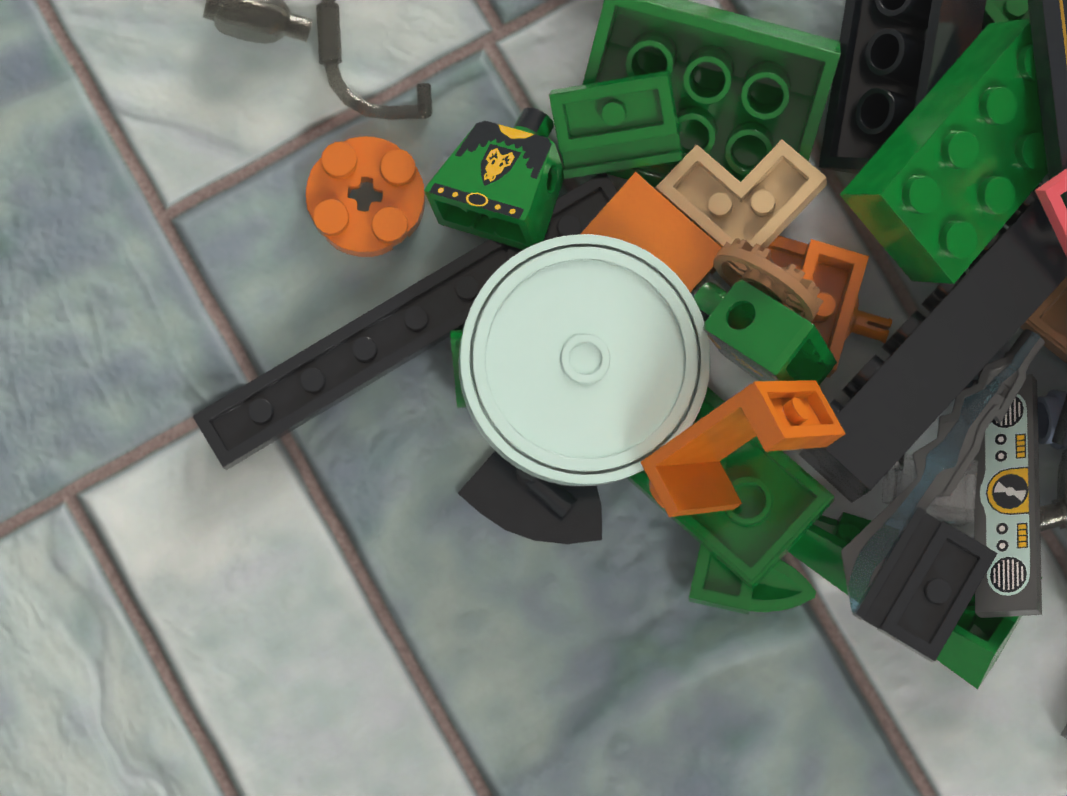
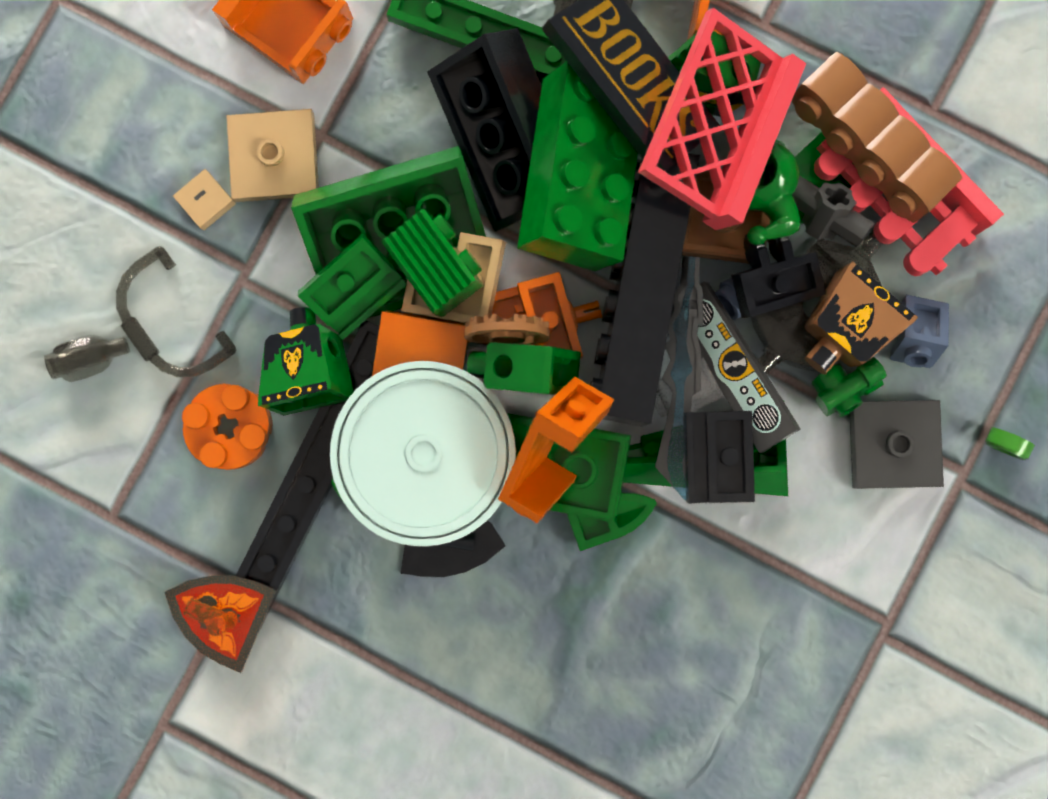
camera: 25 degrees left, 5 degrees up
(223, 406) = (221, 615): none -> clear orange shield
(731, 153) = (433, 262): none -> green brick

